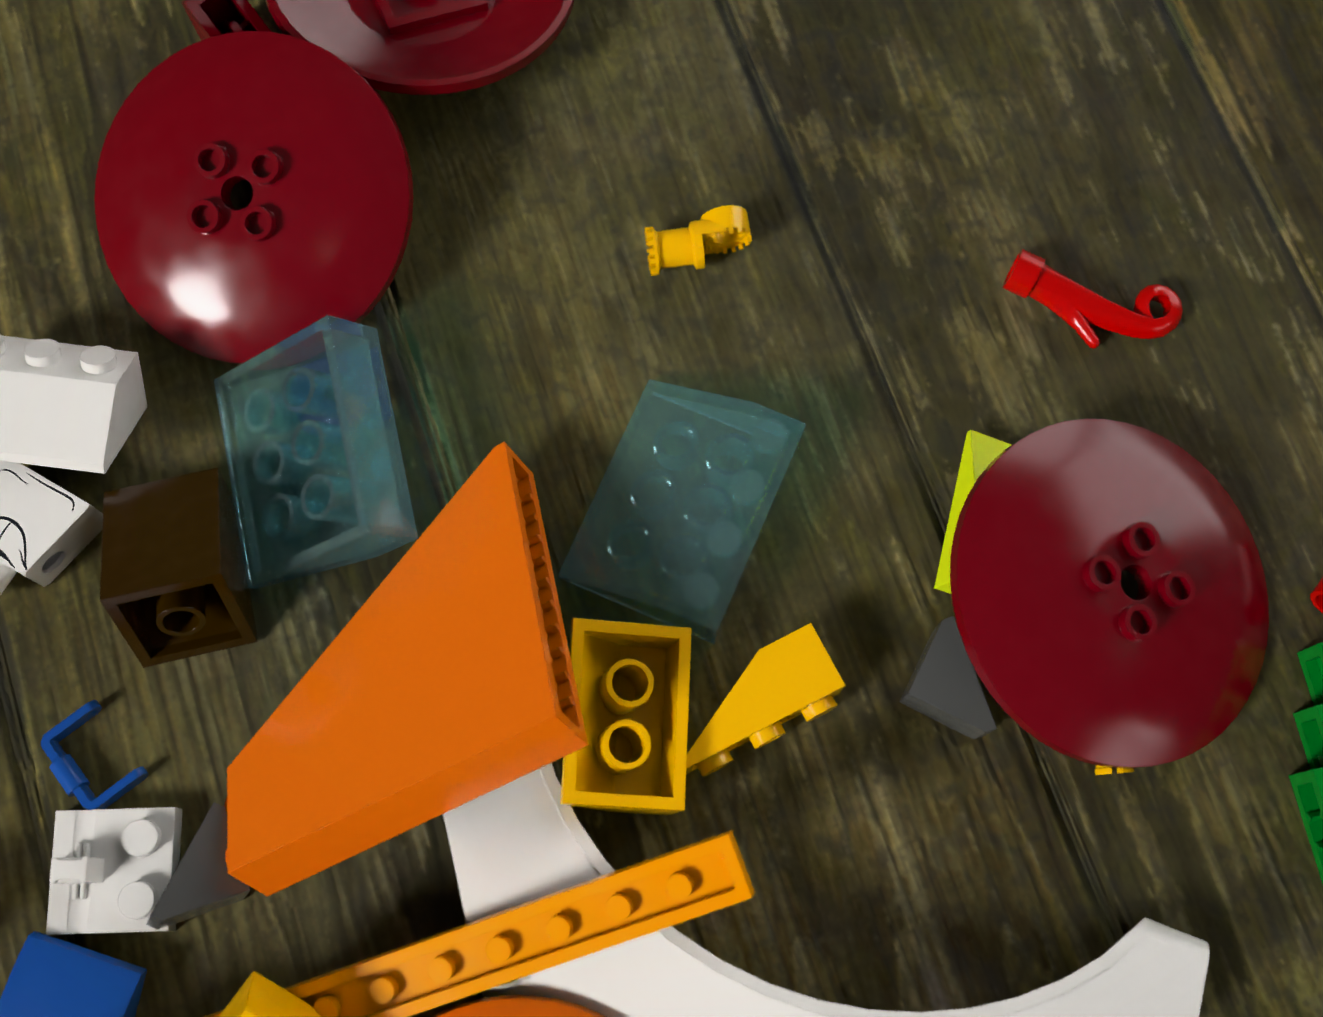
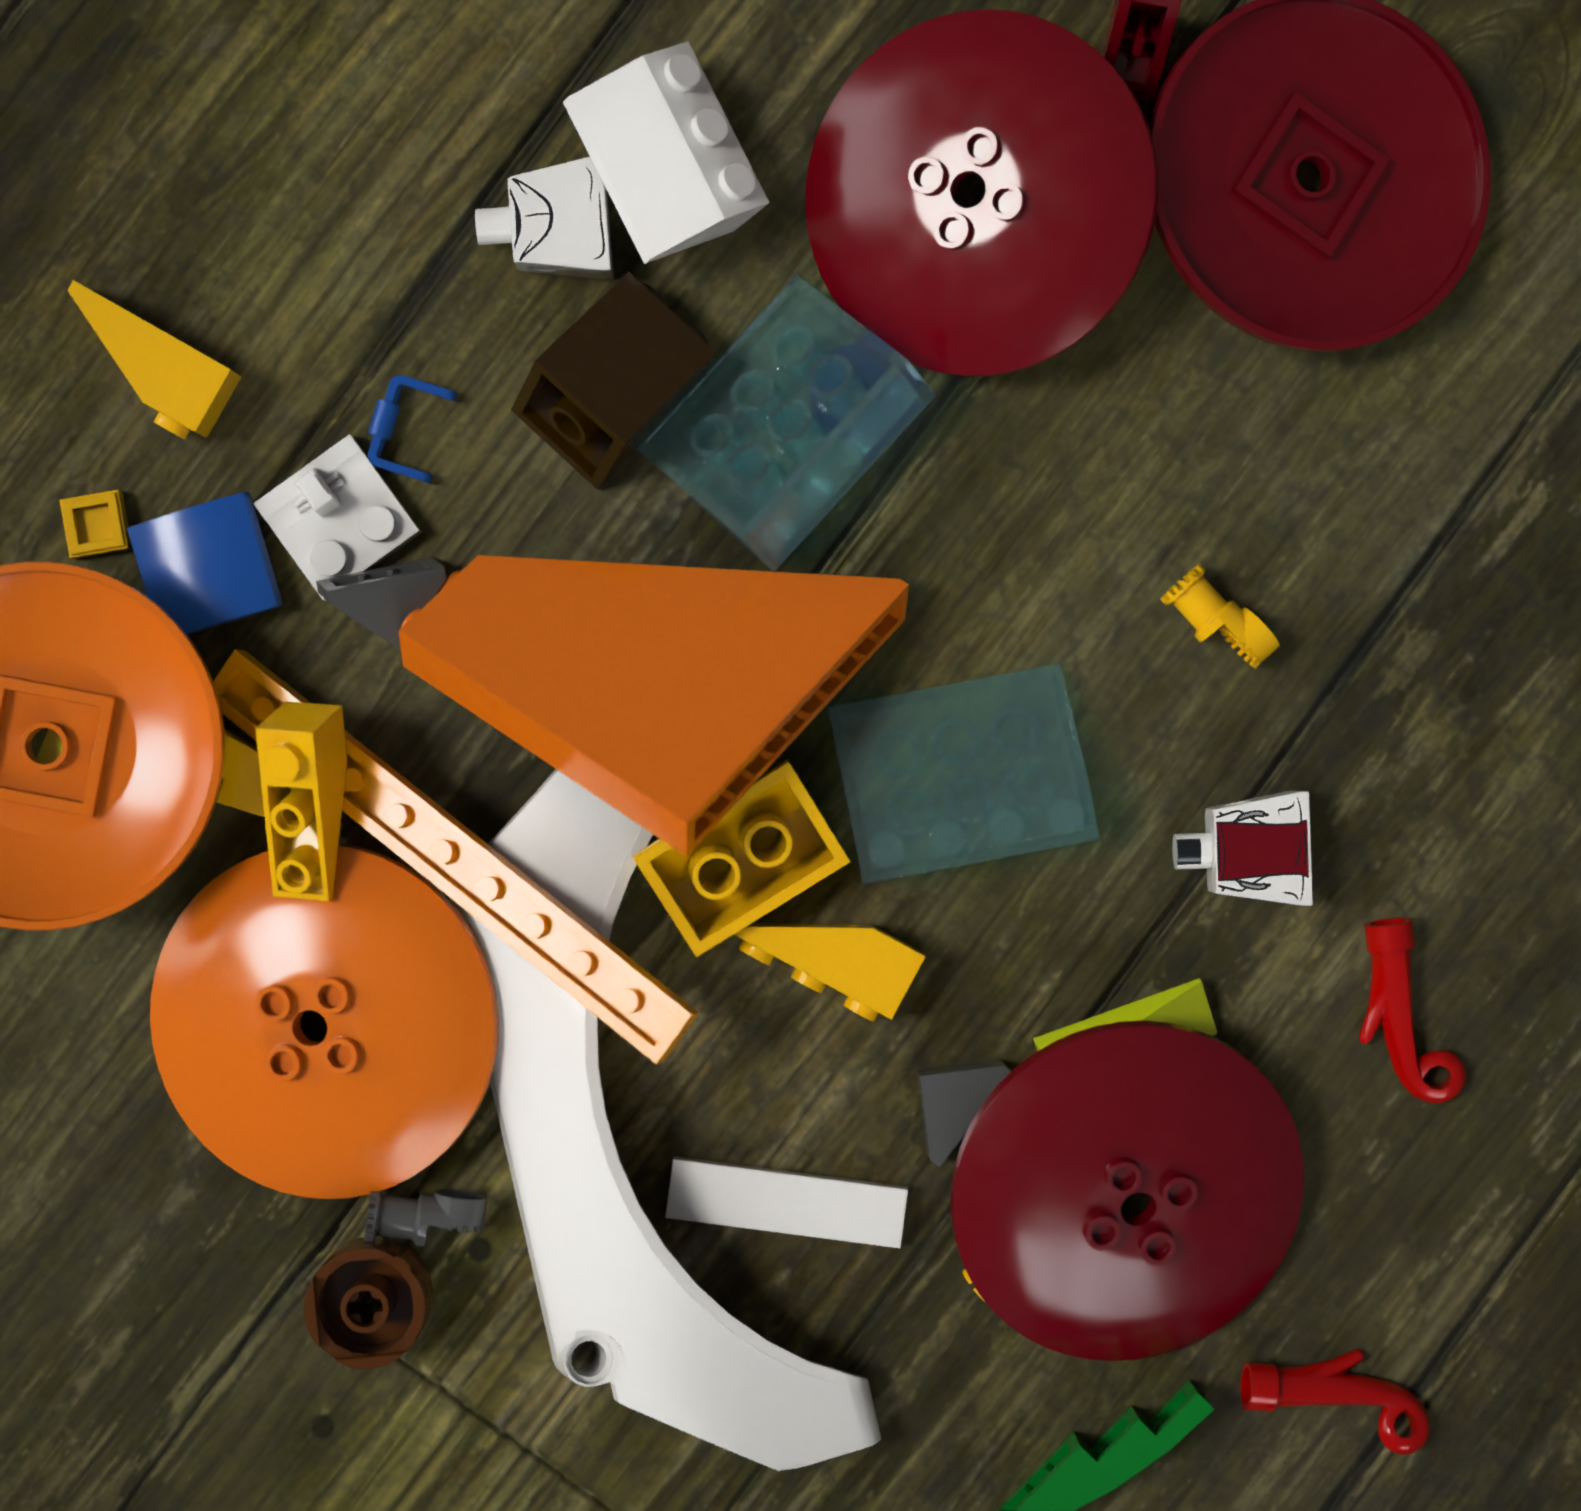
camera: 55 degrees right, 15 degrees up
(892, 325) = (1254, 848): none -> torso
(944, 886) = (786, 1202): none -> white tile

